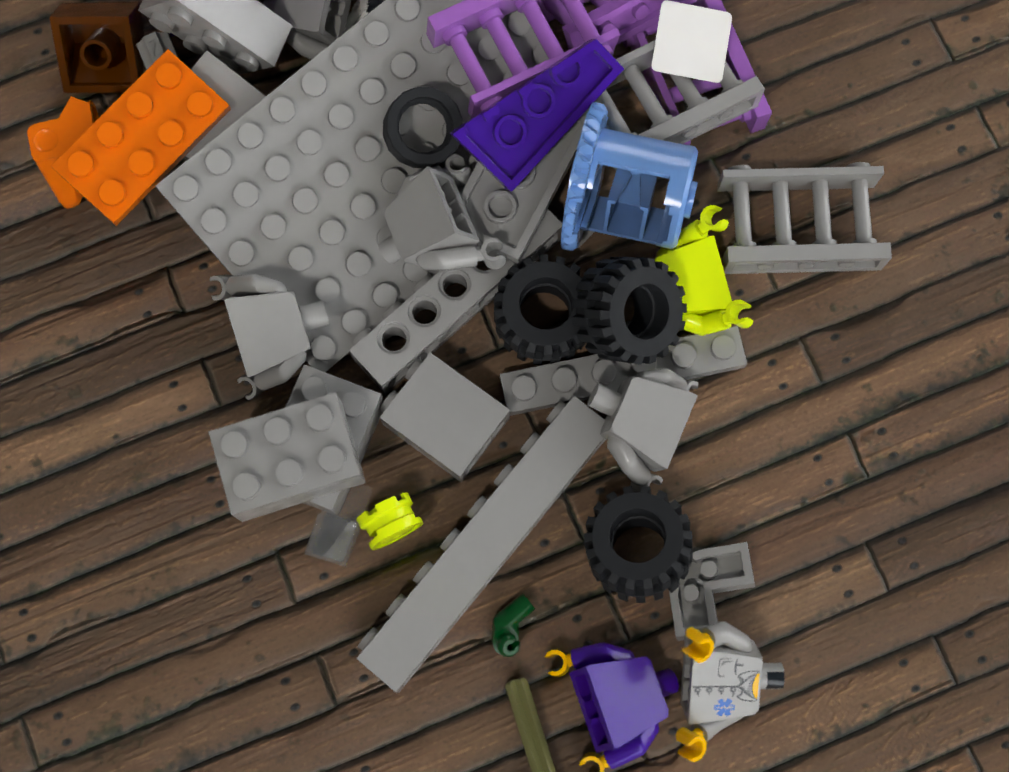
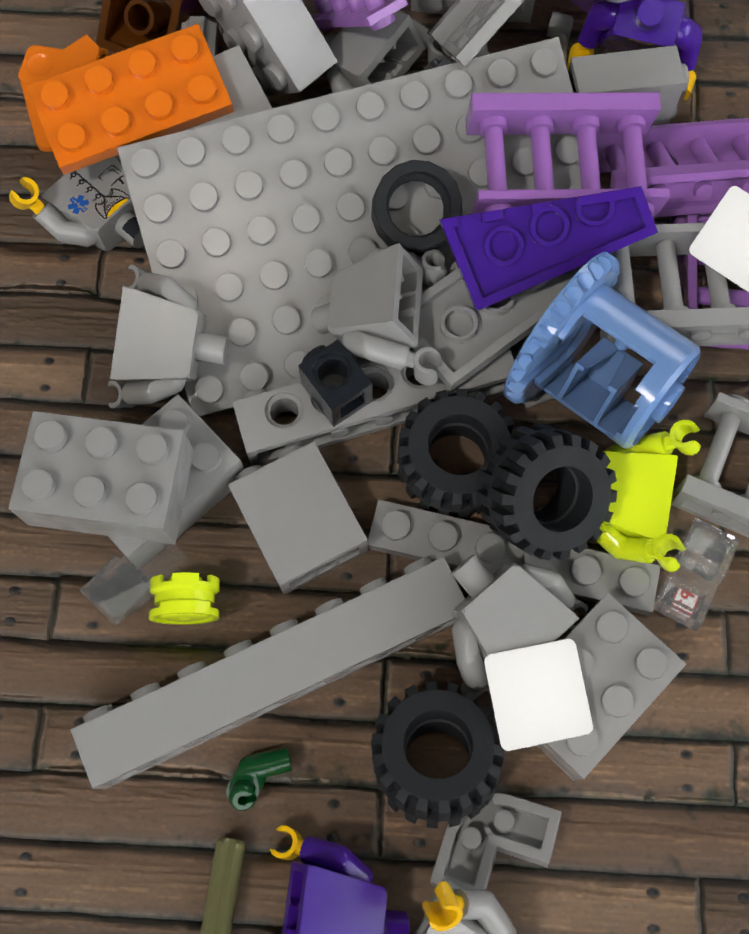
camera: 25 degrees right, 5 degrees down
(143, 242) = (86, 207): none -> light grey torso
(437, 312) = (340, 400): none -> black brick
(693, 464) = (538, 694): none -> white sticker
(727, 441) = (622, 676): none -> light grey brick
(770, 307) = (703, 565): none -> clear slope

